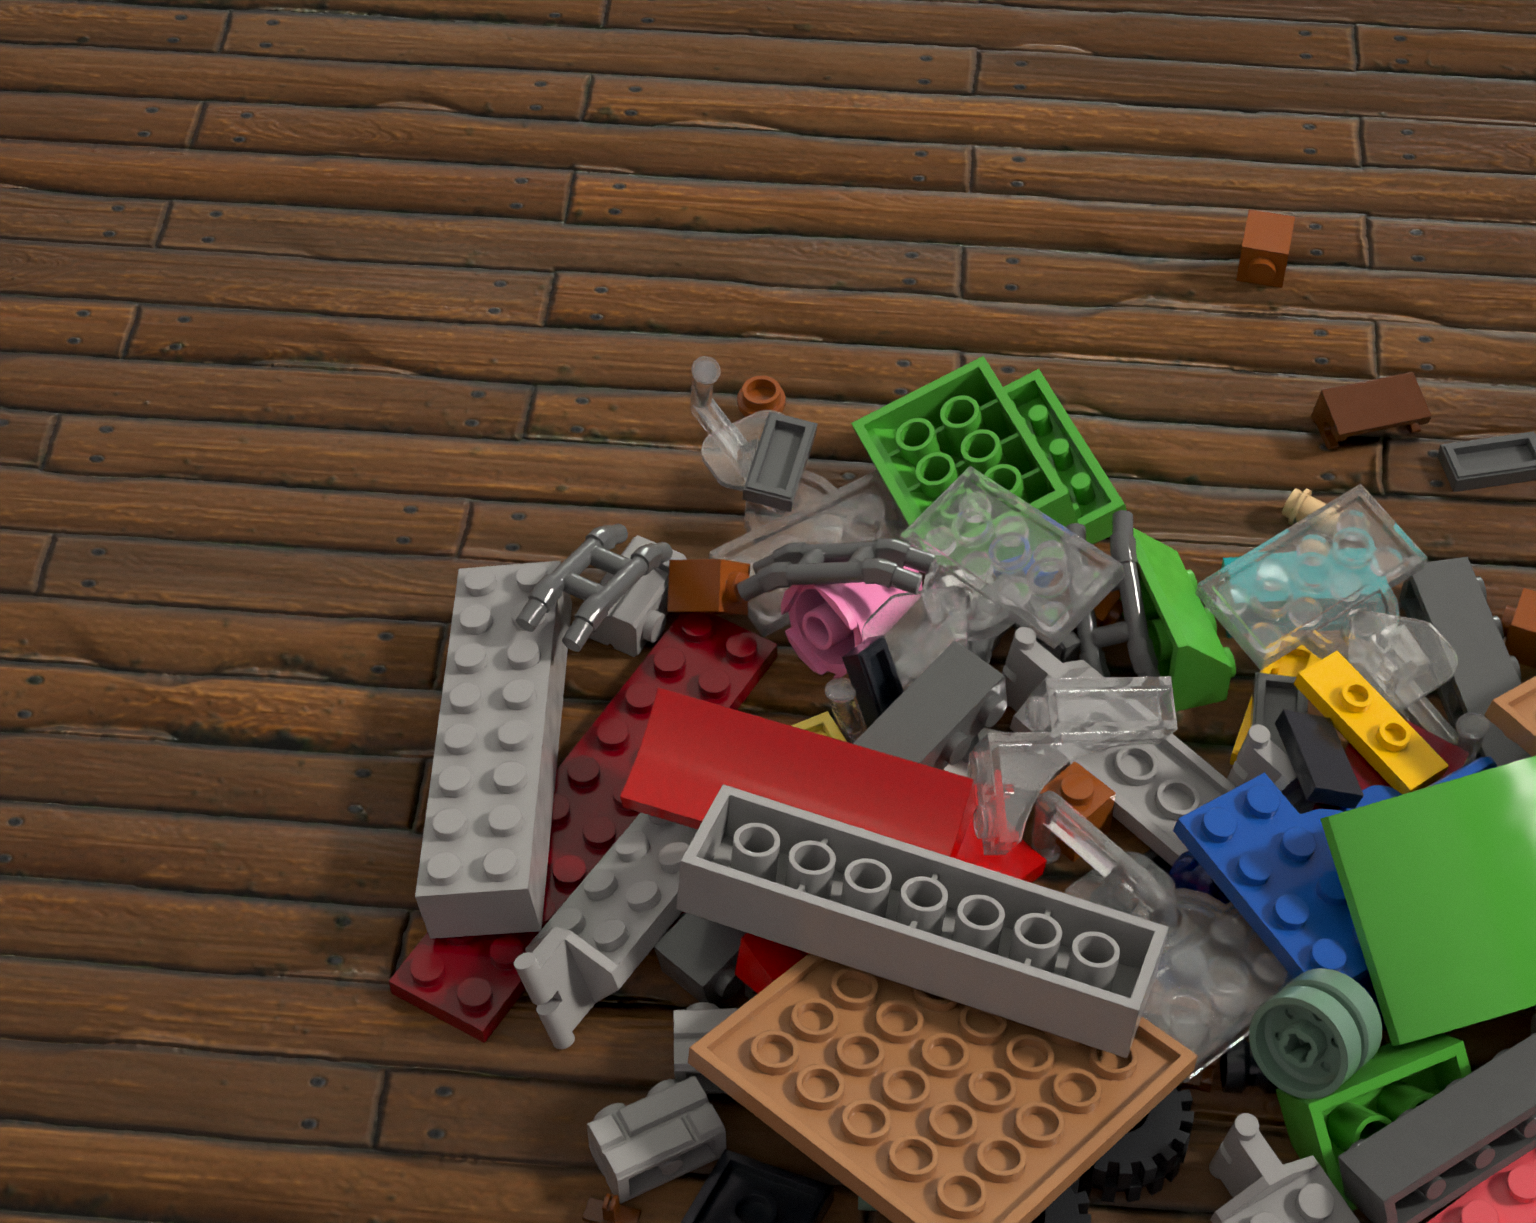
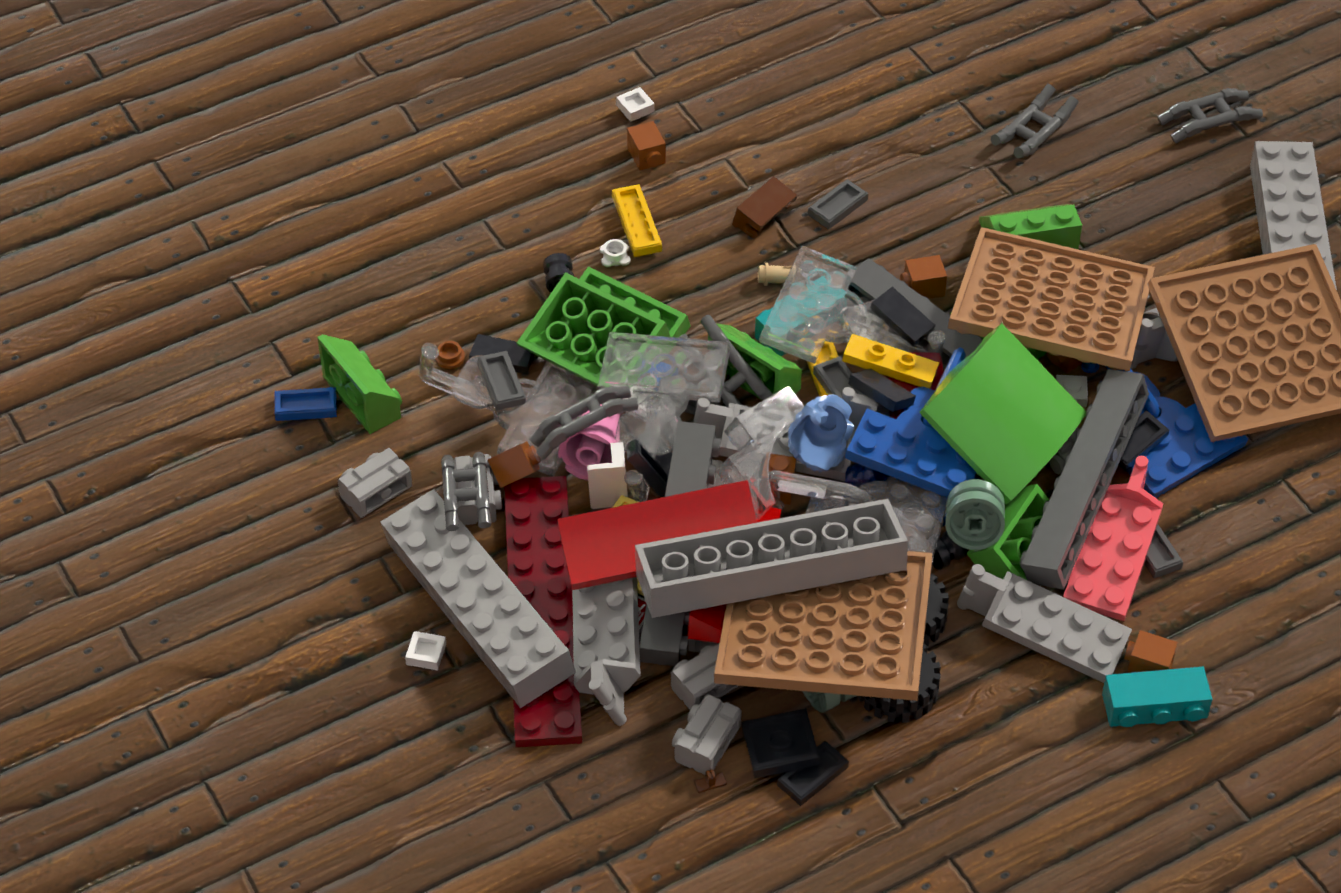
camera: 35 degrees left, 0 degrees up
(382, 782) = (425, 650): none -> white plate
(514, 516) = (374, 482): none -> light grey brick
(525, 369) = (305, 404): none -> blue tile
(605, 372) = (358, 383): none -> bright green slope
(807, 671) = (607, 479): none -> white panel
(834, 434) = (487, 345): none -> black tile
(1005, 354) = (555, 267): none -> black wheel
(1104, 373) = (615, 253): none -> white plate
(1170, 344) = (637, 220): none -> yellow plate
(1172, 771) = (821, 433): none -> medium blue hair
(1296, 187) = (635, 104): none -> white plate
(1442, 666) = (902, 316): none -> black tile

